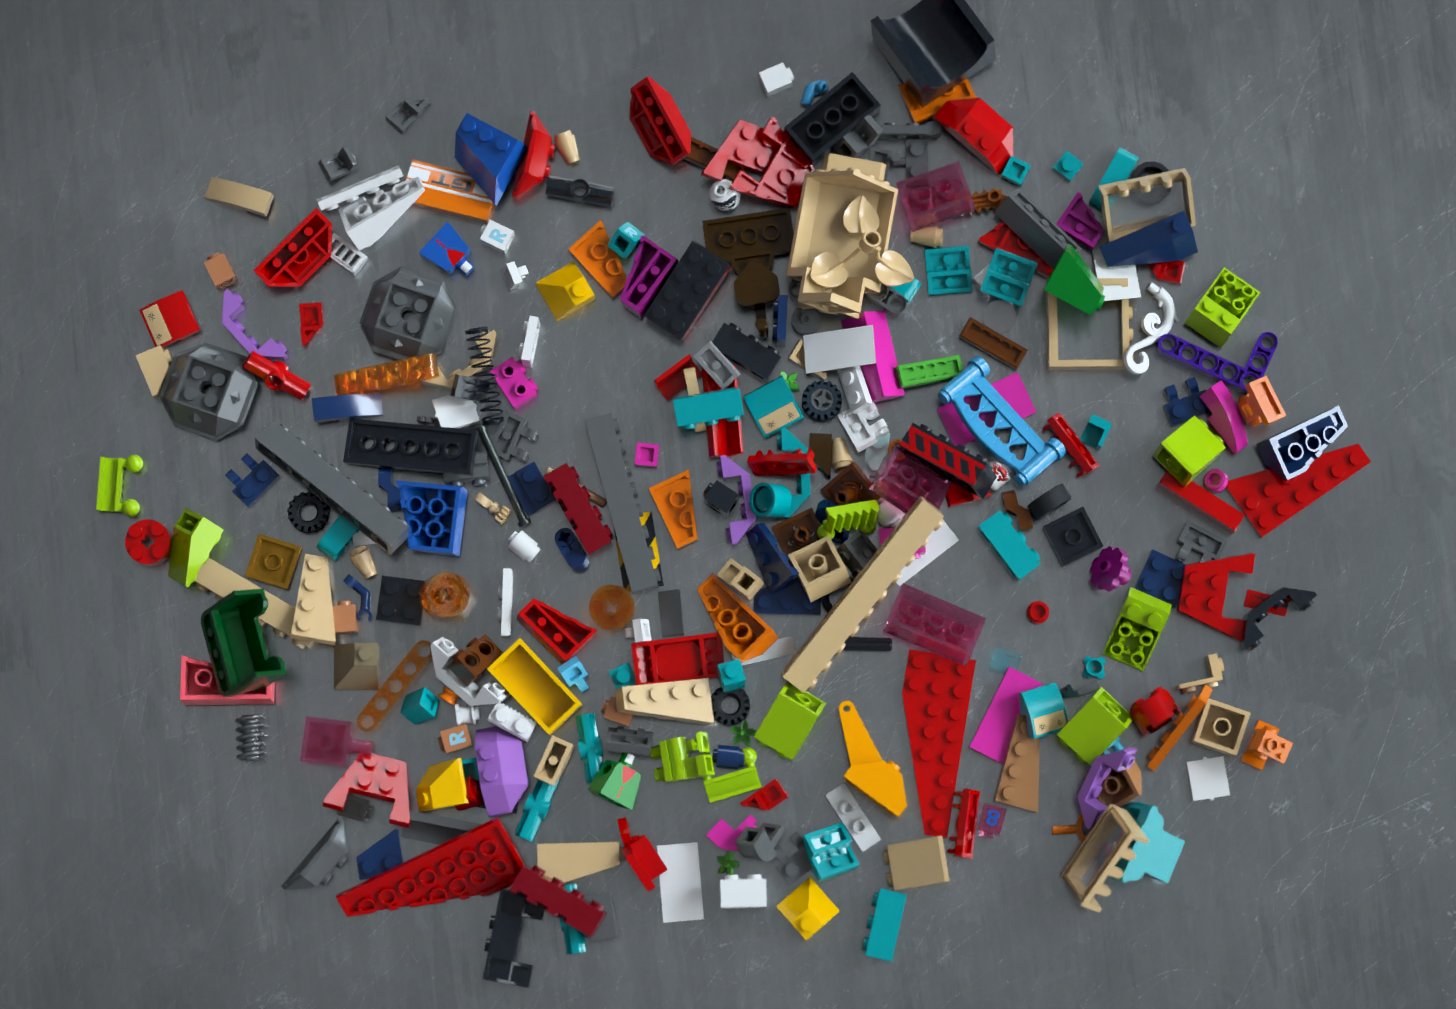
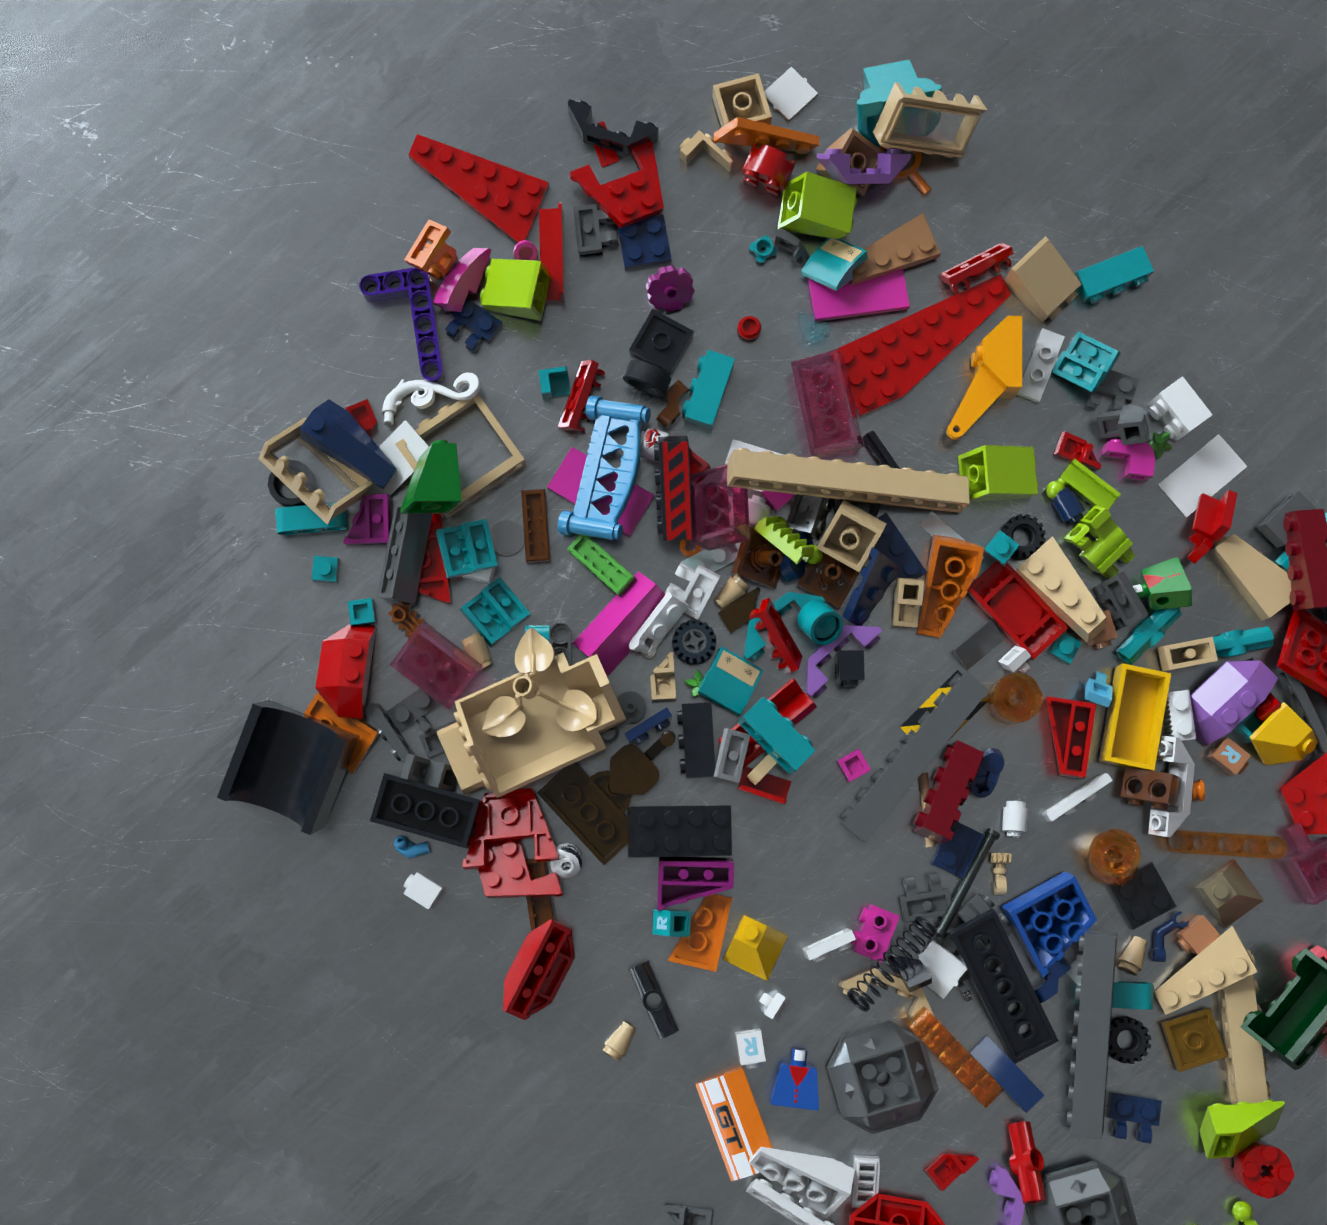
camera: 125 degrees left, 0 degrees up
(419, 705) = (1223, 810): teal panel -> none
(467, 714) = (1202, 763): white brick -> none
(488, 155) = (681, 1111): blue wedge -> none
(534, 165) = (653, 1065): red wedge -> none
(676, 507) = (882, 705): orange wing -> none
(743, 733) = (1037, 508): bright green plant -> none
(807, 908) = (1148, 349): yellow slope -> none
(839, 349) = (638, 655): white sticker -> none
(991, 820) = (958, 246): clear pink brick -> none
(1137, 629) = (703, 233): lime slope -> none
(1222, 307) = (365, 347): lime slope -> none
(1263, 744) = (731, 55): orange tile -> none
(1297, 447) = (444, 201): dark blue wedge -> none

